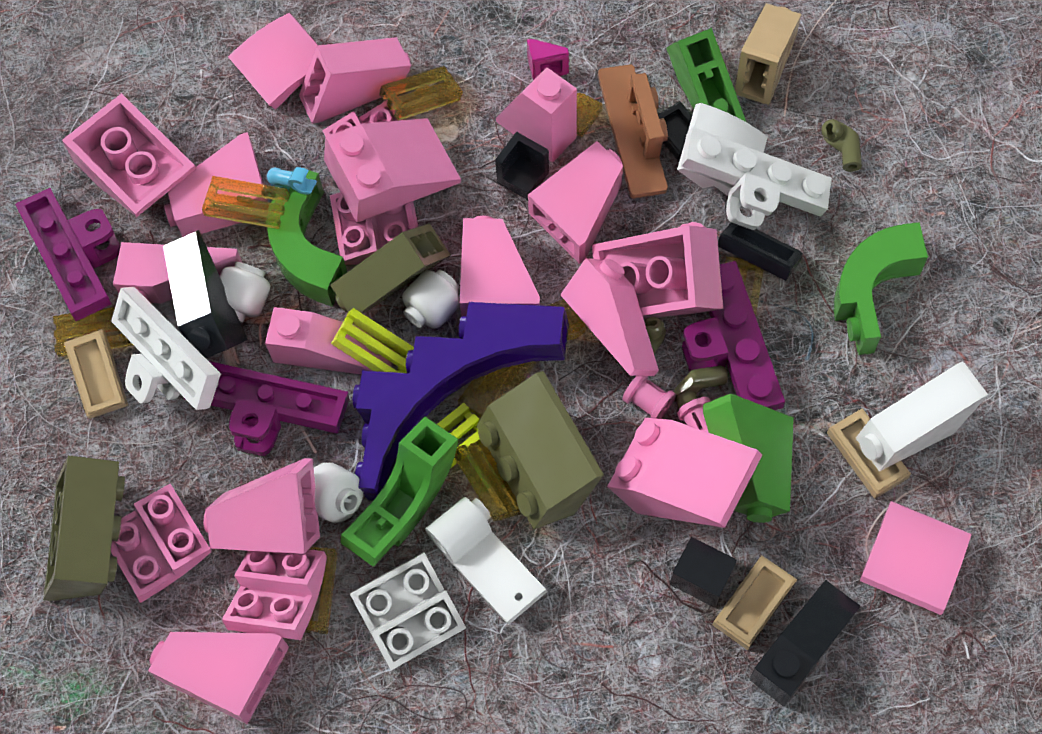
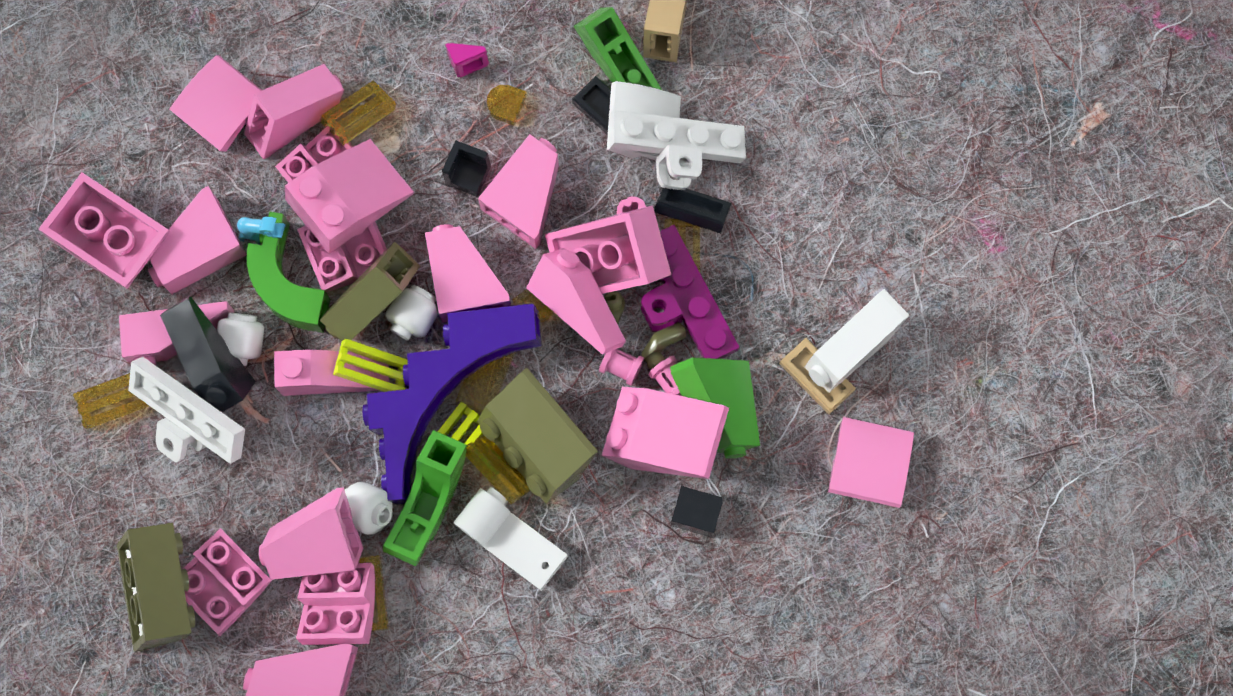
camera: 15 degrees left, 10 degrees up
(71, 250) = (72, 329): magenta plate -> none
(95, 374) = (126, 440): tan tile -> none
(244, 215) = (224, 269): clear yellow tile -> none
(265, 399) = (287, 433): magenta plate -> none
(407, 611) = (452, 596): white slope -> none
(544, 113) = (474, 116): bright pink slope -> none
(635, 128) = (560, 110): nougat bracket -> none
(754, 602) = (744, 527): tan tile -> none
(803, 643) = (792, 553): black slope -> none
(845, 141) = (750, 87): olive arm -> none
(880, 257) = (800, 194): bright green arch -> none

